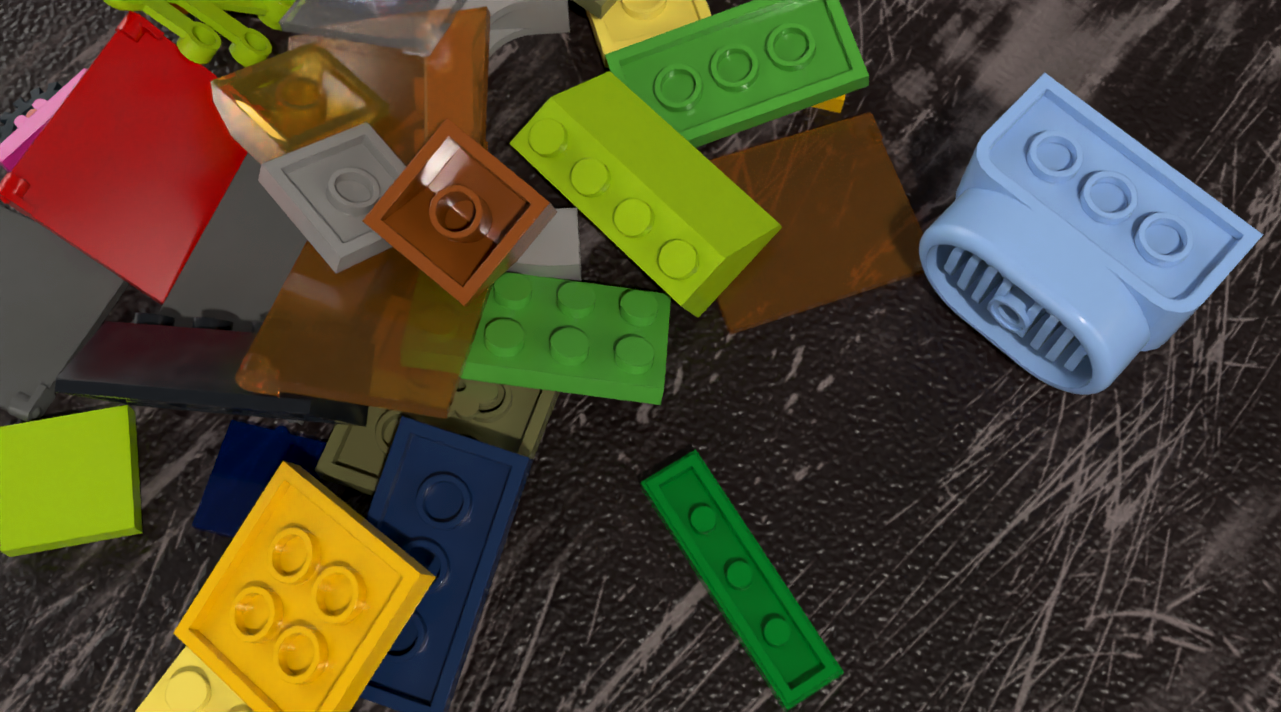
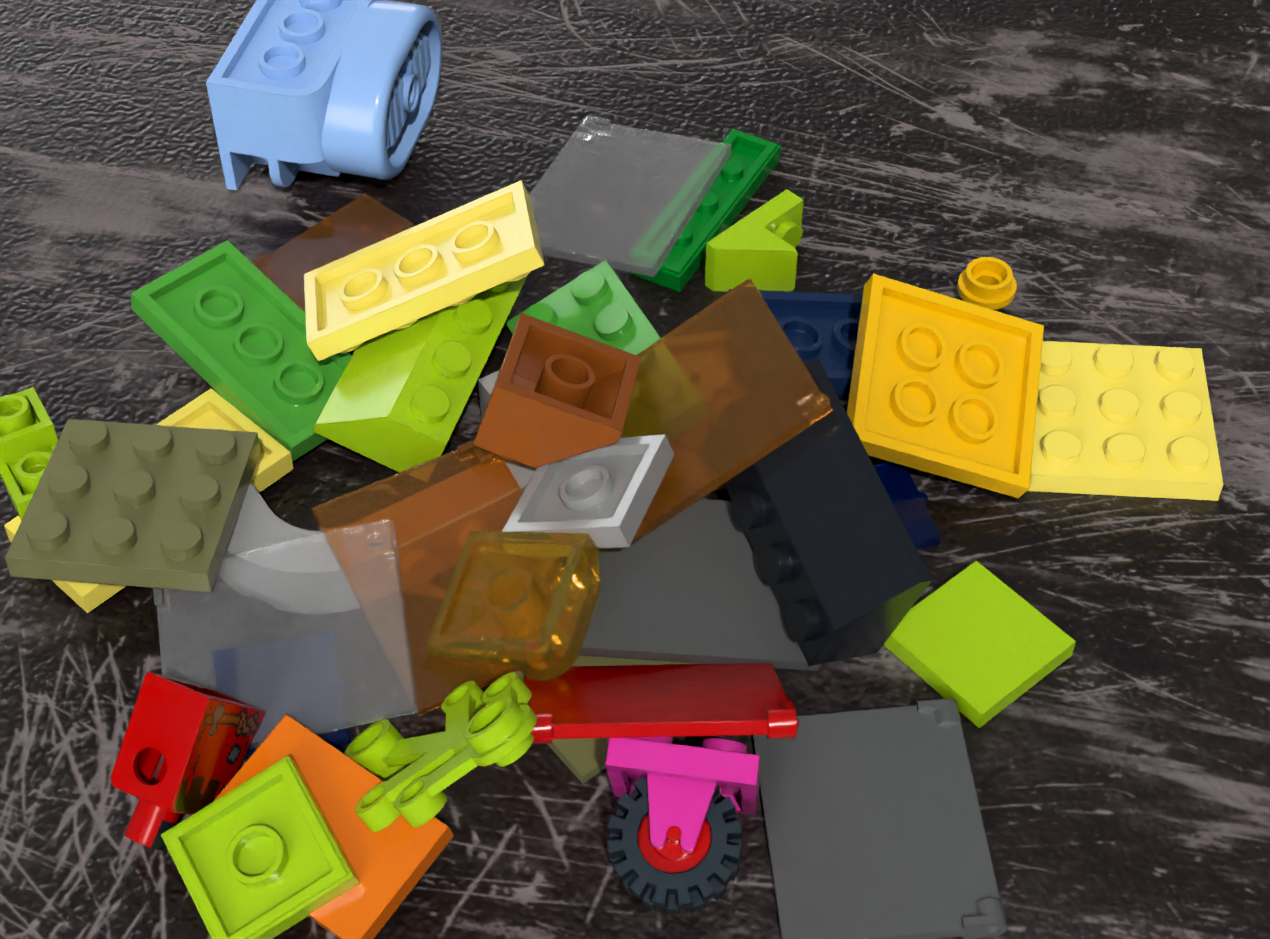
camera: 120 degrees left, 20 degrees down
(625, 561) = (758, 248): none -> lime slope
(702, 194) = (421, 271): none -> light yellow plate
(797, 492) = (623, 194): none -> clear piece

